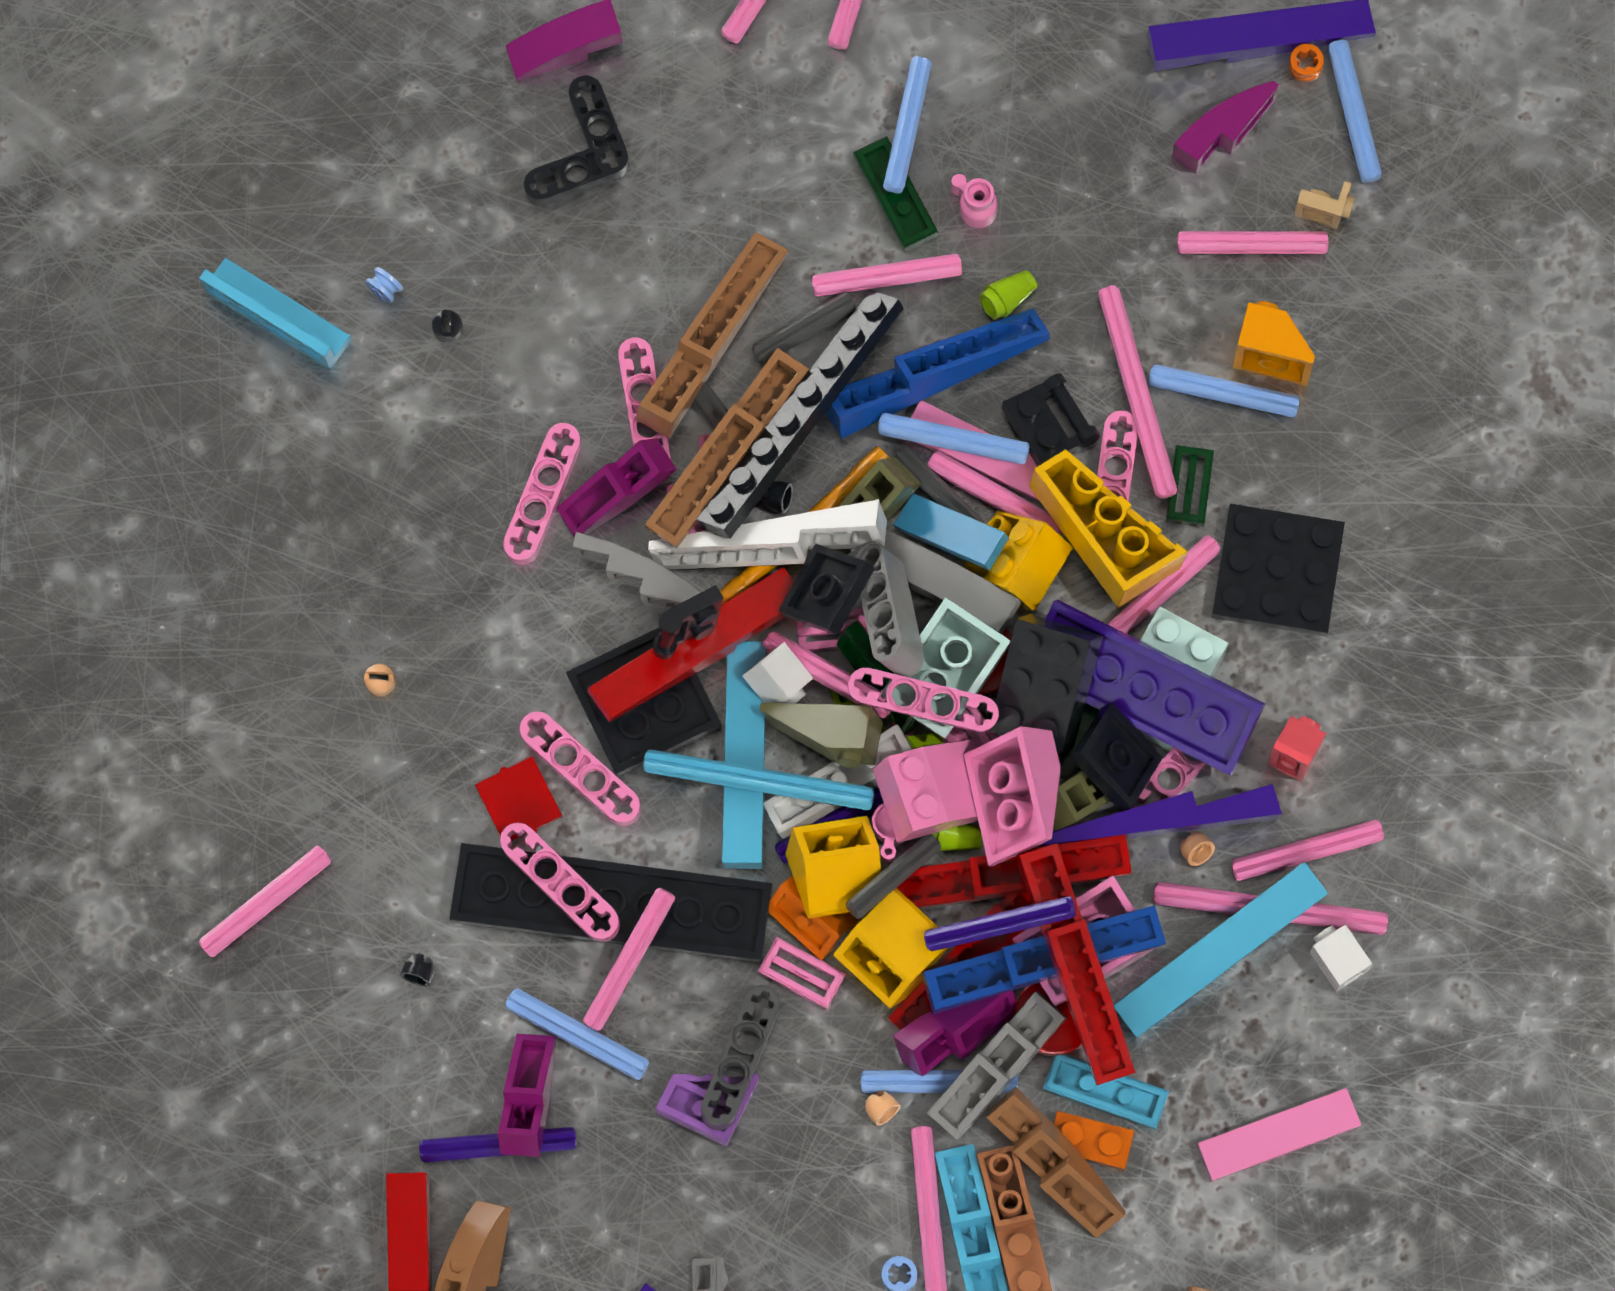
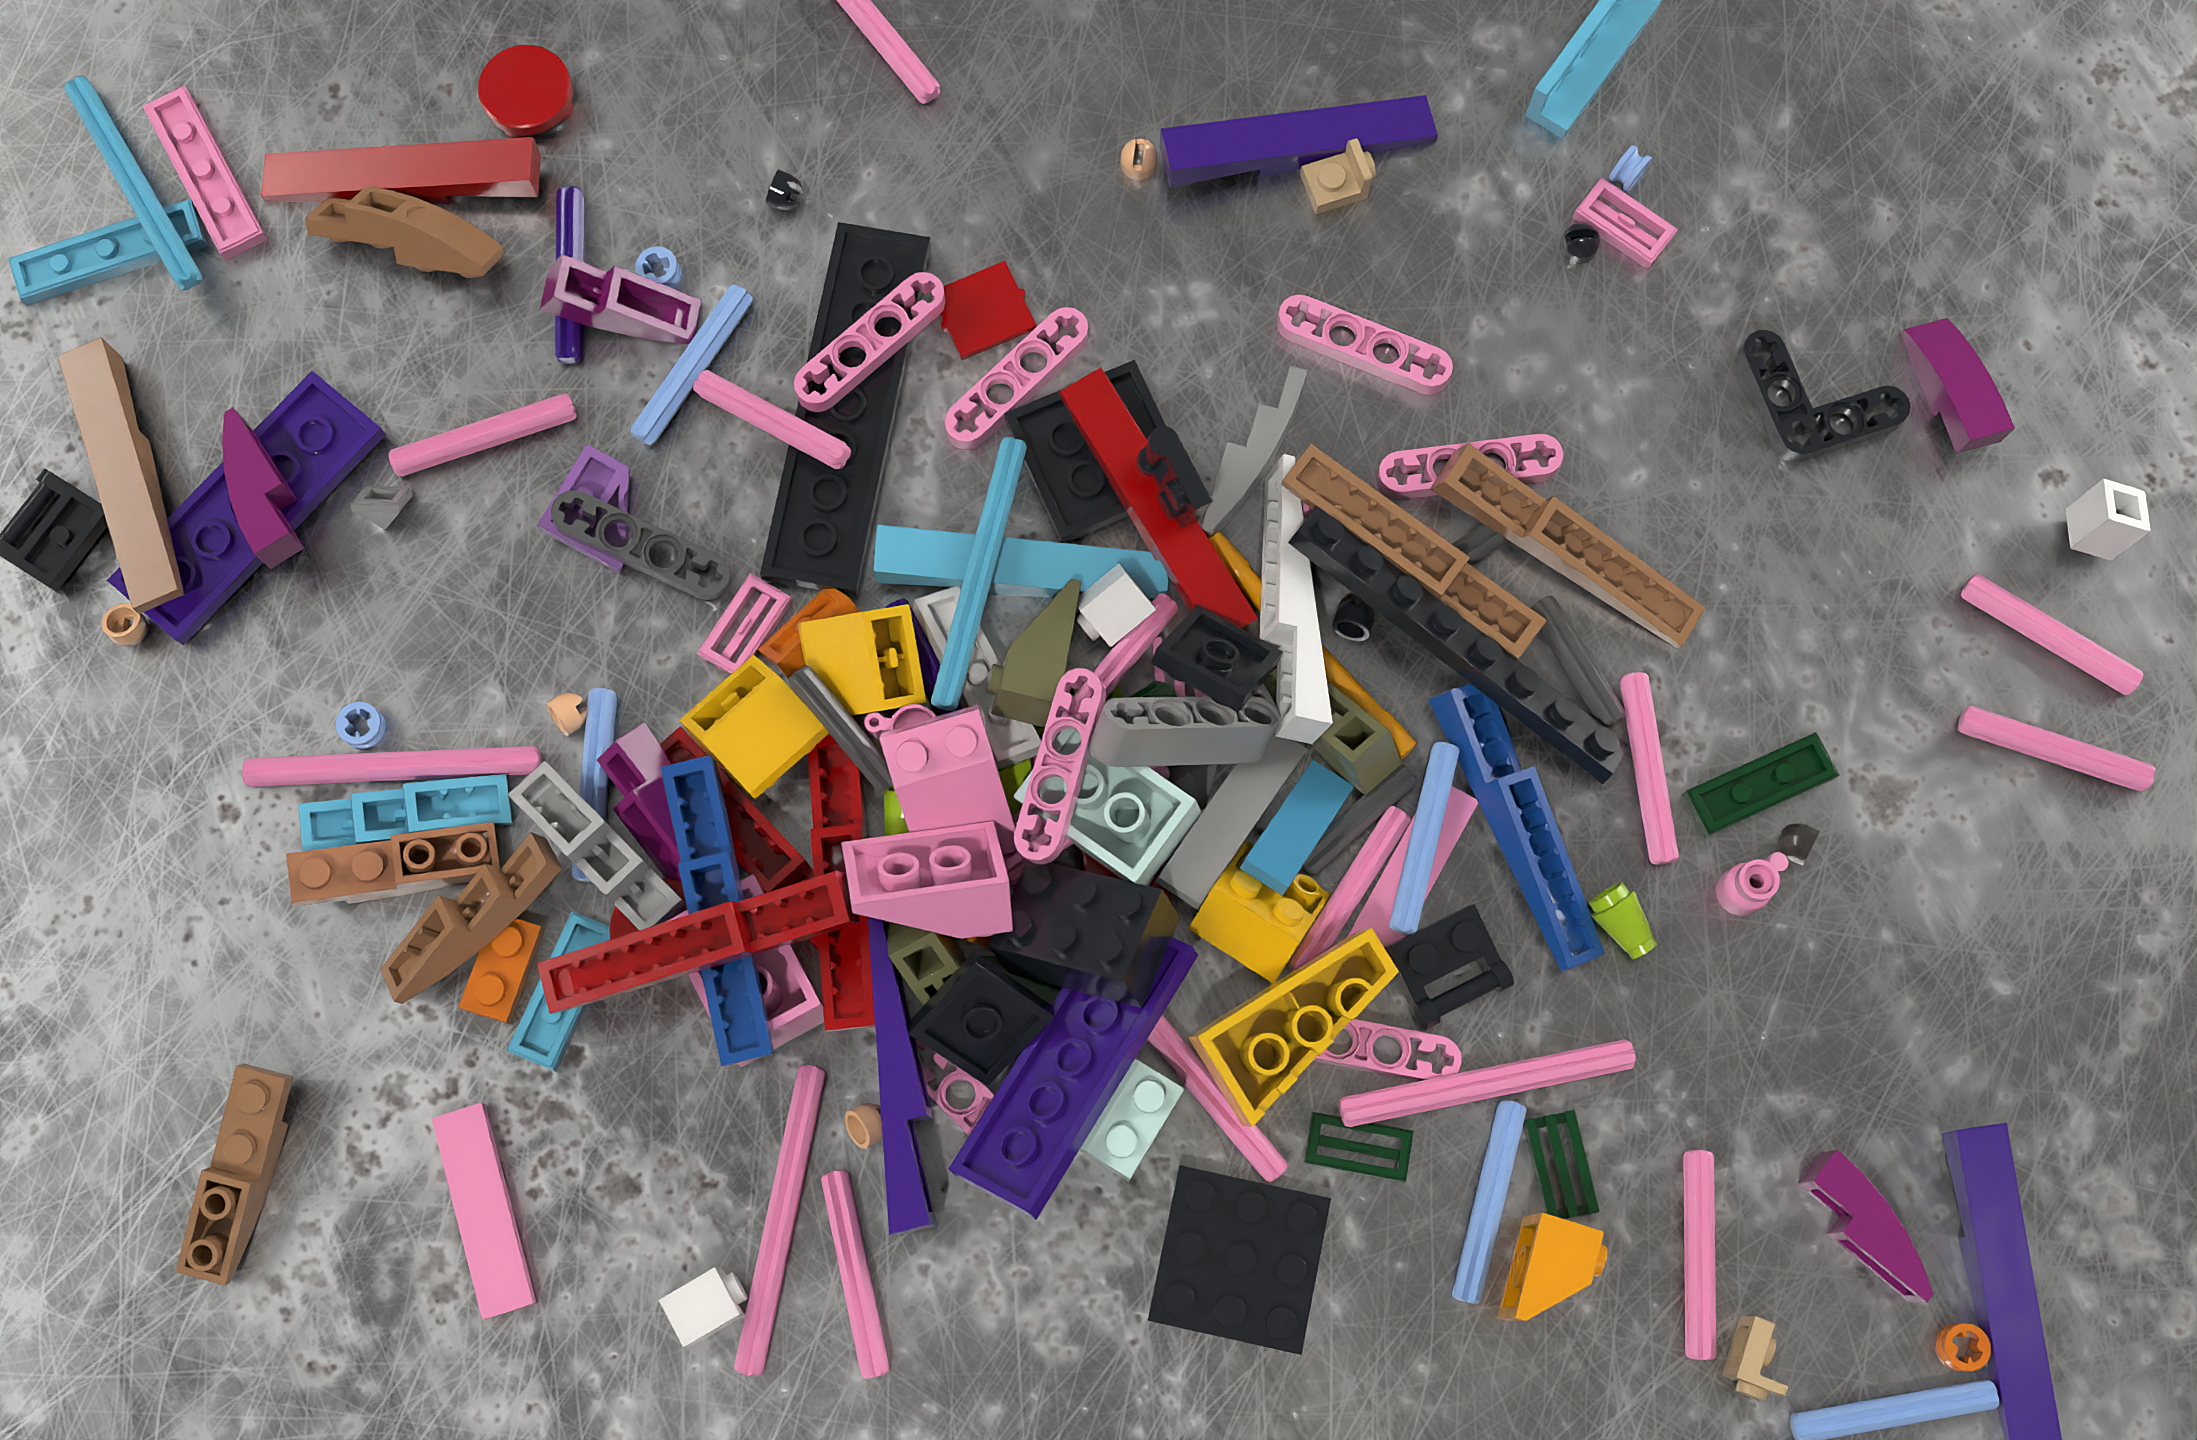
camera: 85 degrees right, 0 degrees up
(328, 1196) = (526, 90): none -> red tile
(362, 550) = (1292, 139): none -> dark purple slope
(395, 516) = (1339, 178): none -> tan bracket
(410, 316) = (1621, 230): none -> bright pink tile
(479, 1066) = (667, 259): none -> light blue bush
(616, 487) = (1368, 425): magenta slope -> none
(644, 1202) = (482, 434): none -> bright pink axle
(907, 124) = (1855, 800): light blue axle -> none
(940, 167) = (1797, 841): none -> clear smoke hinge
(1000, 923) = (753, 848): dark purple axle -> none
(1193, 326) = (1579, 1161): none -> dark green tile
(1220, 949) = (724, 1145): medium azure slope -> none
(1297, 747) = (989, 1267): coral slope -> none

